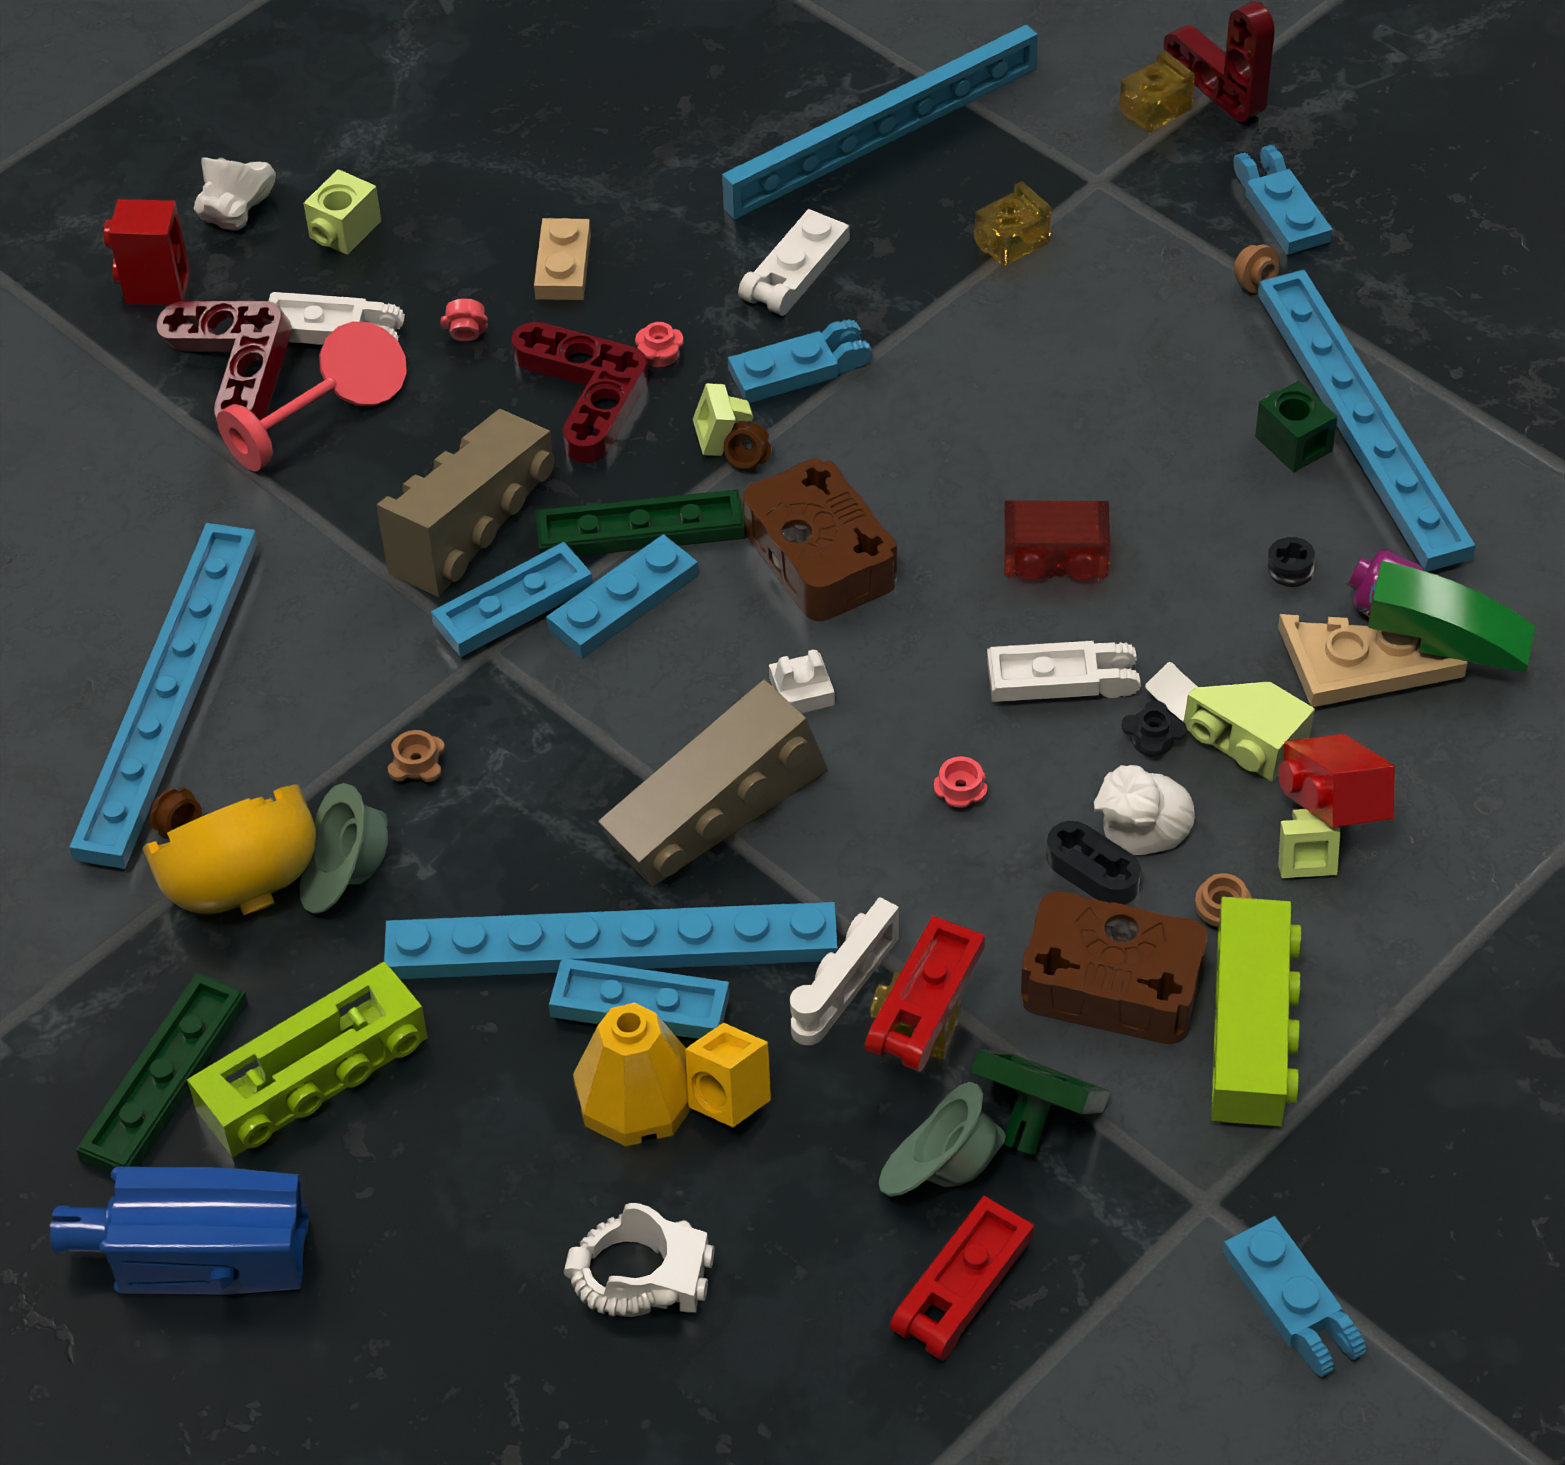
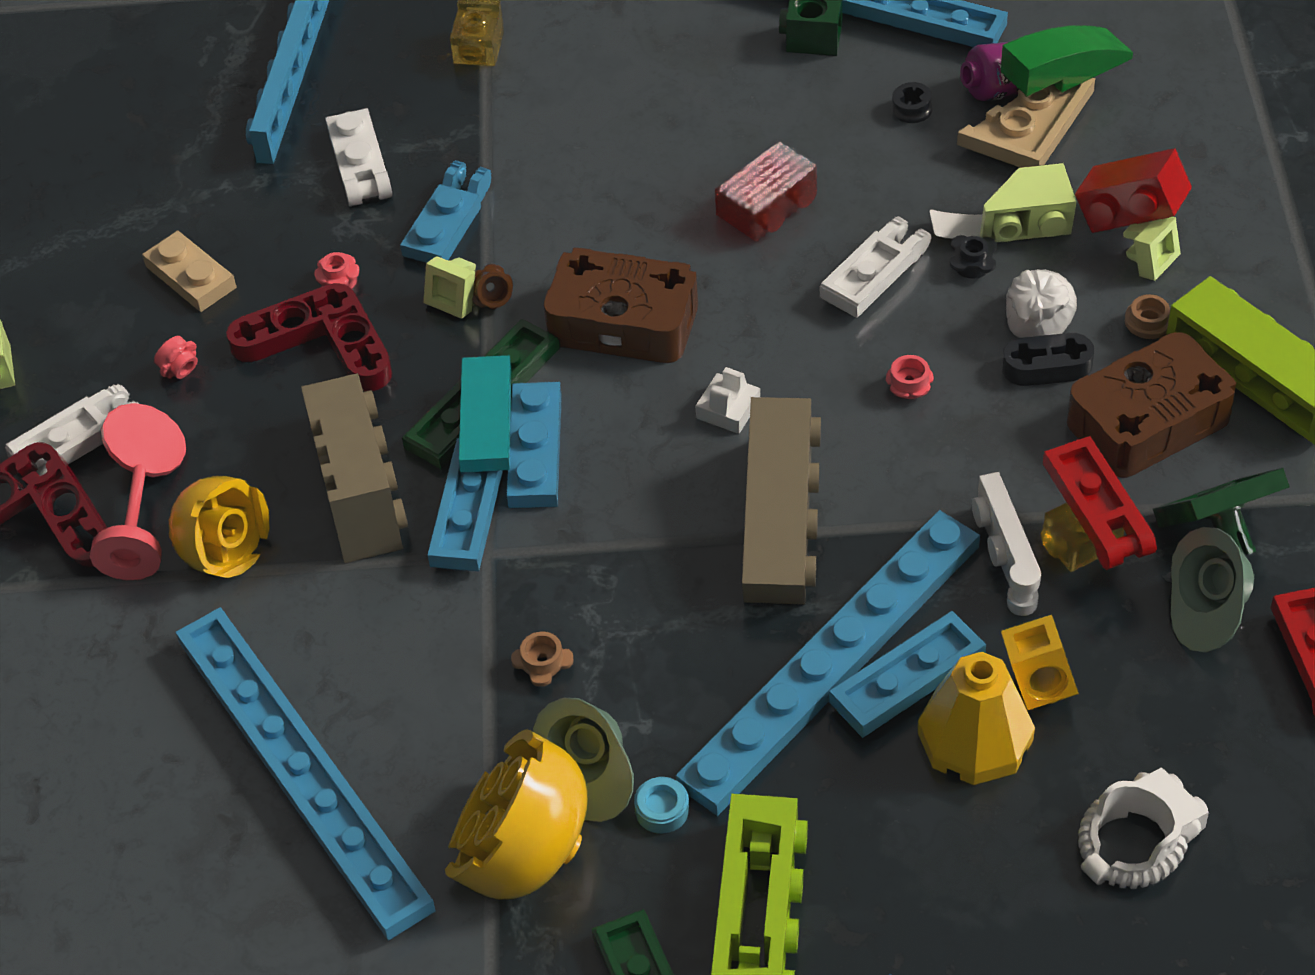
camera: 45 degrees left, 0 degrees up
(173, 810) = (424, 840): reddish brown plate -> none
(322, 469) = (219, 525): none -> yellow cylinder
(356, 935) = (661, 805): none -> medium azure tile
(602, 538) = (485, 414): none -> teal tile

